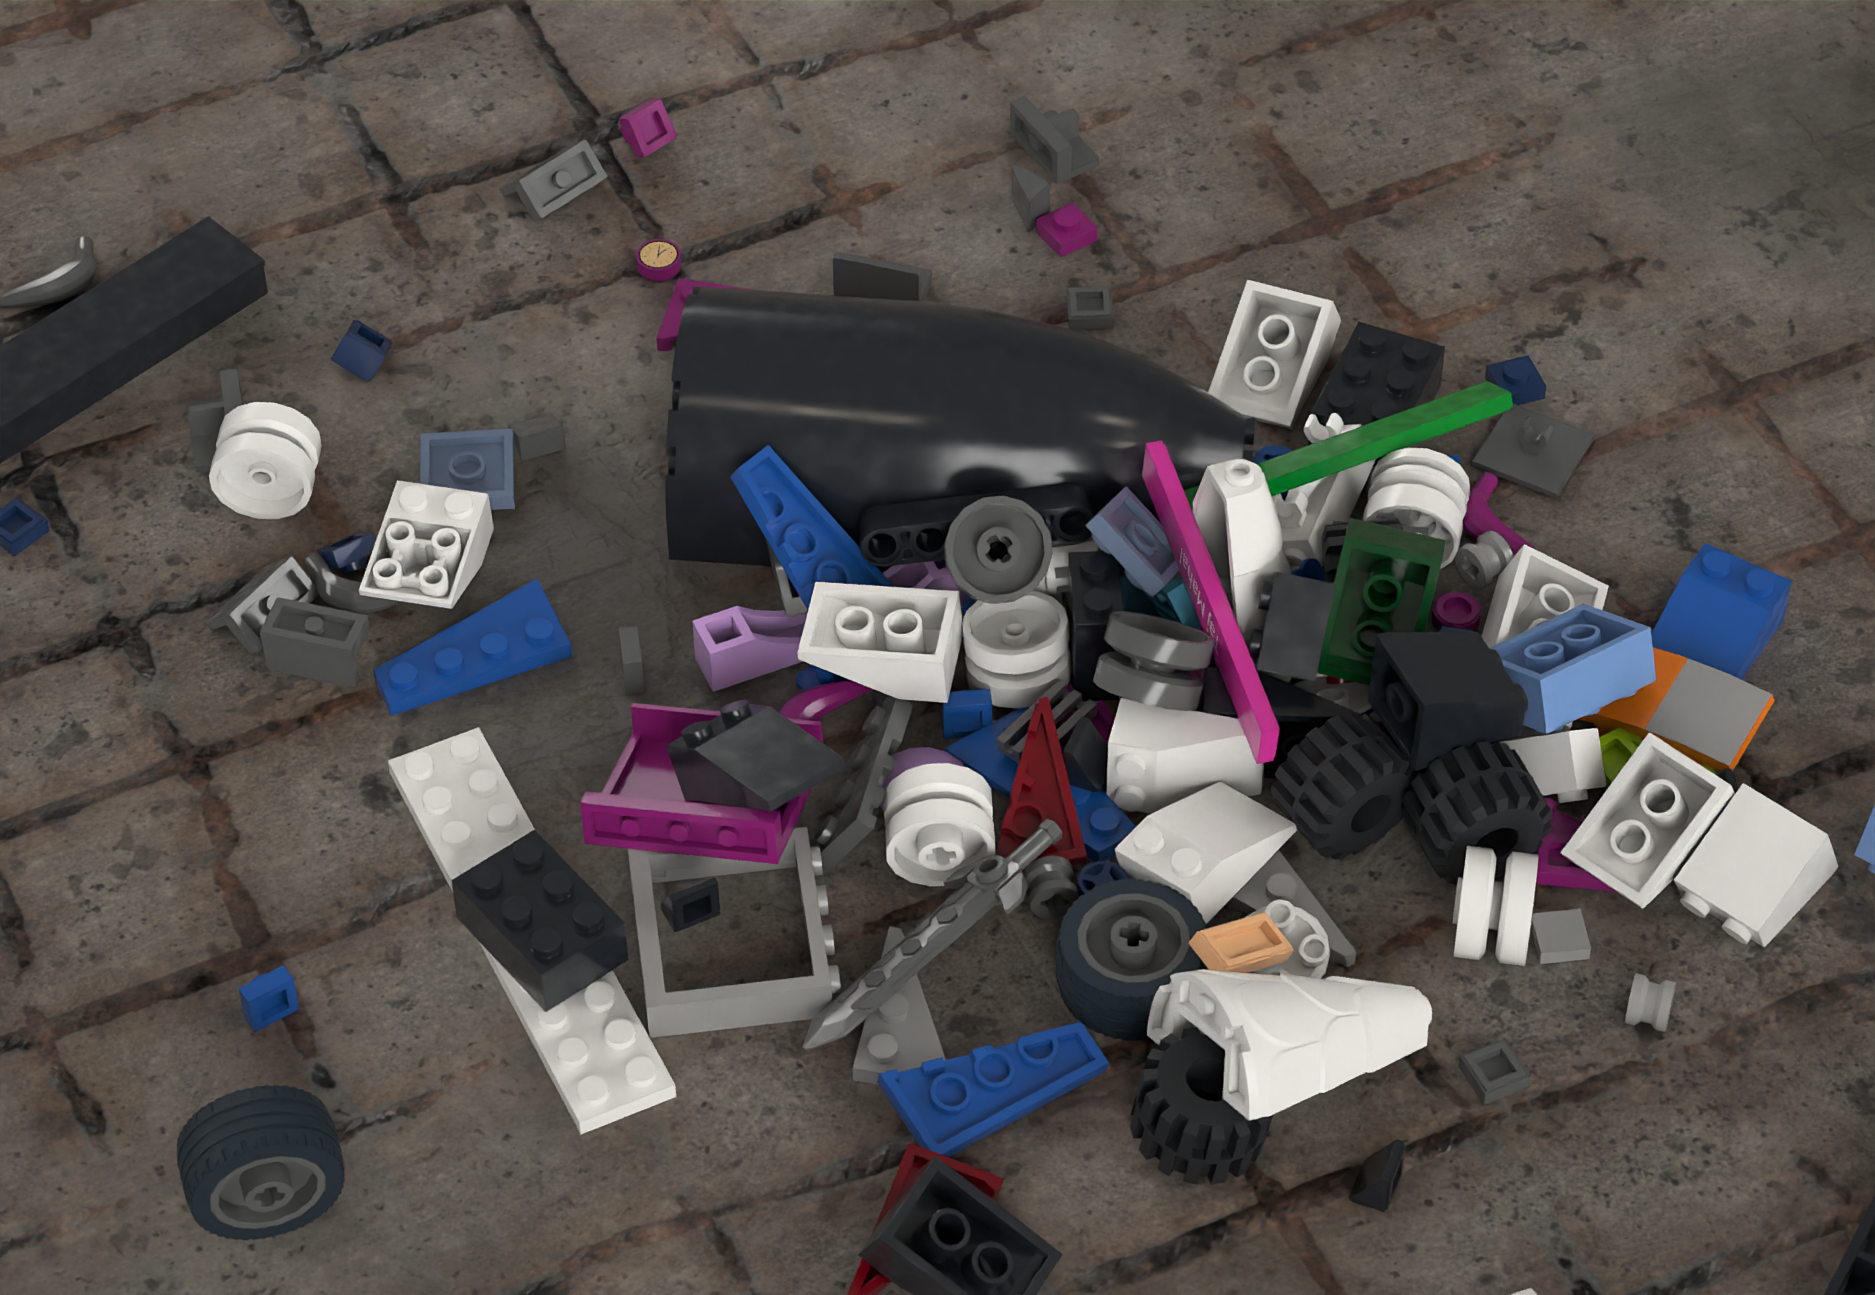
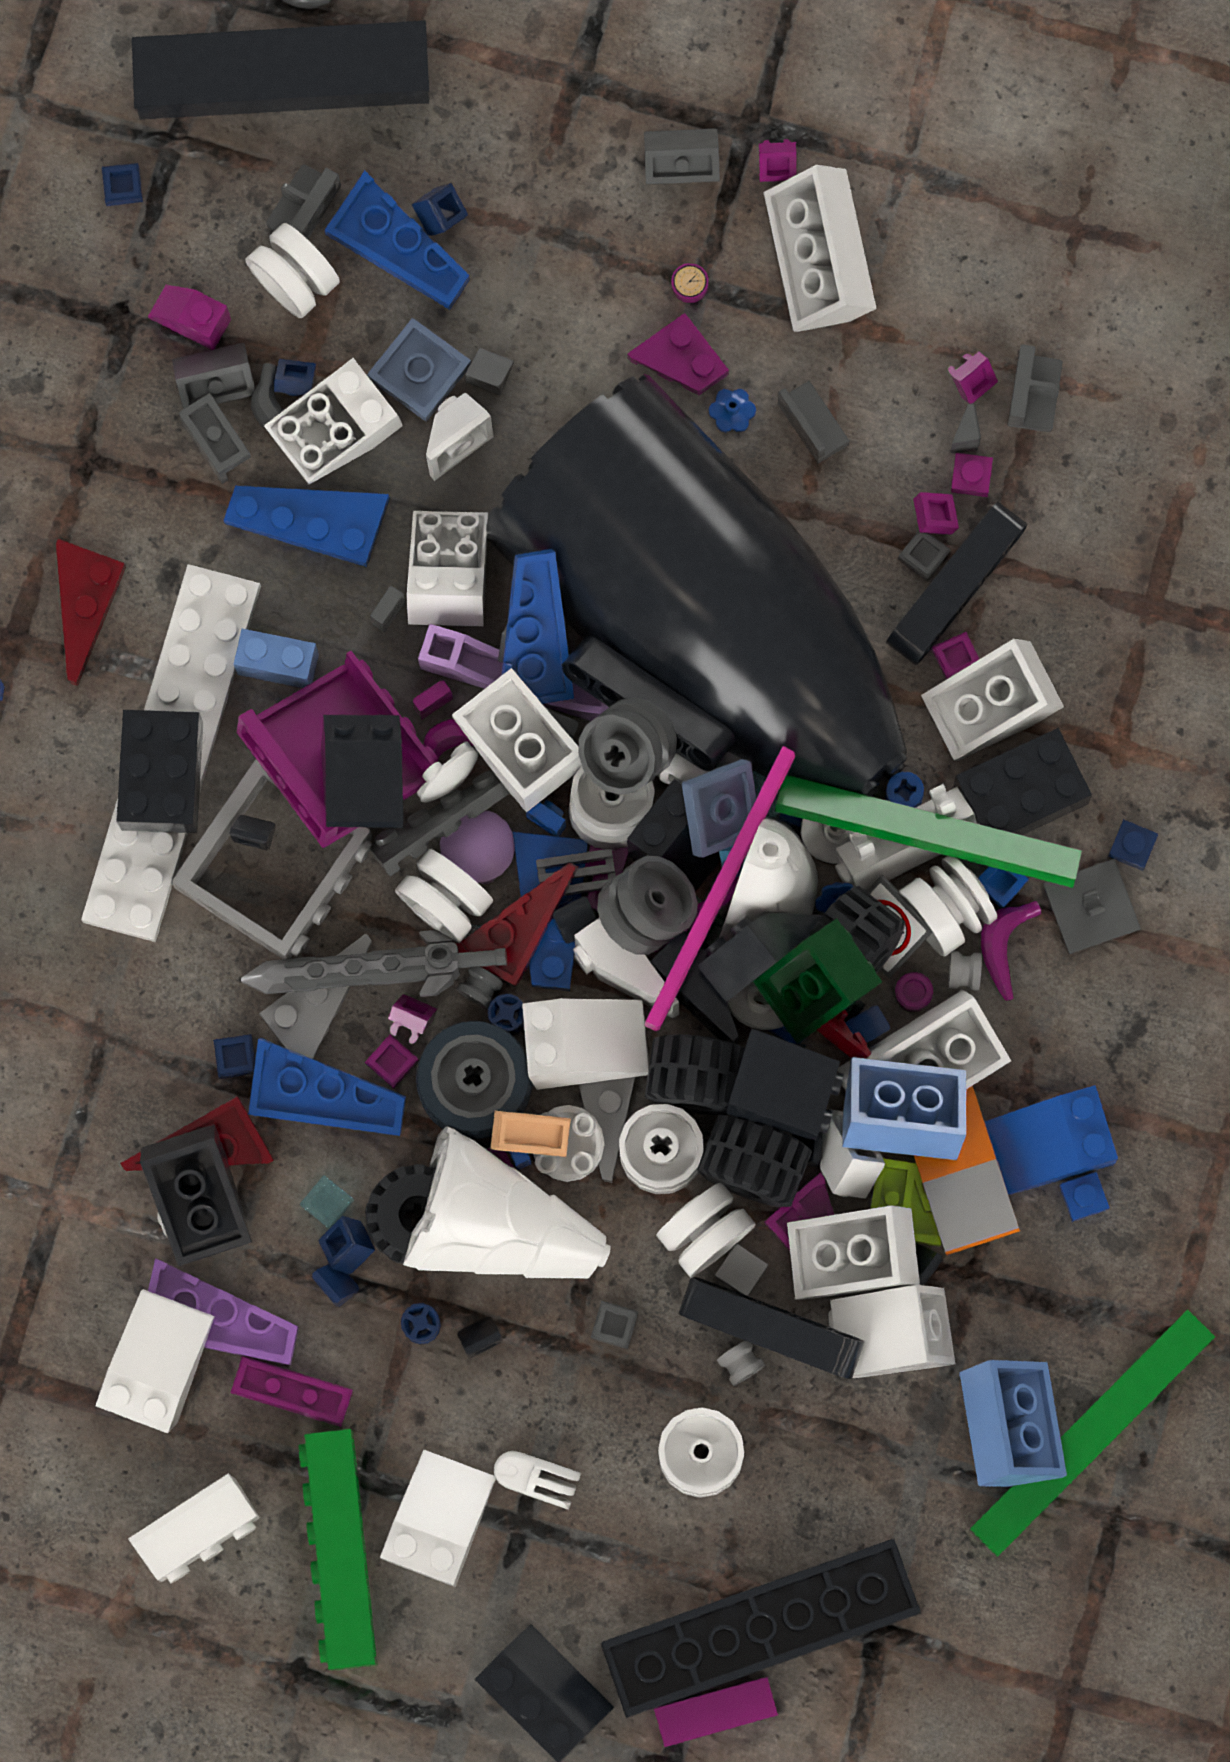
camera: 45 degrees right, 30 degrees up
(190, 569) = (191, 315): none -> magenta slope
(304, 857) = (86, 593): none -> dark red wing
(355, 397) = (386, 236): none -> blue wing
(558, 481) = (456, 433): none -> white slope
(560, 767) = (275, 658): none -> medium blue brick
(658, 592) = (447, 568): none -> white slope
(752, 161) = (819, 248): none -> white slope
(755, 686) = (432, 699): none -> magenta tile
(837, 724) = (447, 777): none -> white dish
(865, 1128) = (234, 1056): none -> dark blue tile
(989, 160) = (973, 377): none -> magenta tile
(1009, 957) = (411, 1014): none -> magenta tile
(1027, 1014) = (391, 1061): none -> magenta tile
(1068, 268) = (935, 513): none -> magenta plate
(1095, 1183) = (326, 1202): none -> clear light blue tile
(1144, 291) = (956, 583): none -> black beam
(1157, 1200) = (346, 1245): none -> dark blue slope
(1182, 1247) = (335, 1284): none -> dark blue slope
(1199, 357) = (955, 654): none -> magenta tile
(1317, 1198) = (415, 1320): none -> dark blue wheel
(1376, 882) = (657, 1126): none -> white wheel
(1573, 1250) = (523, 1474): none -> white arm
(1647, 939) = (771, 1327): none -> black beam
(1705, 1096) = (713, 1432): none -> white wheel
(1790, 655) = (1084, 1196): none -> blue plate

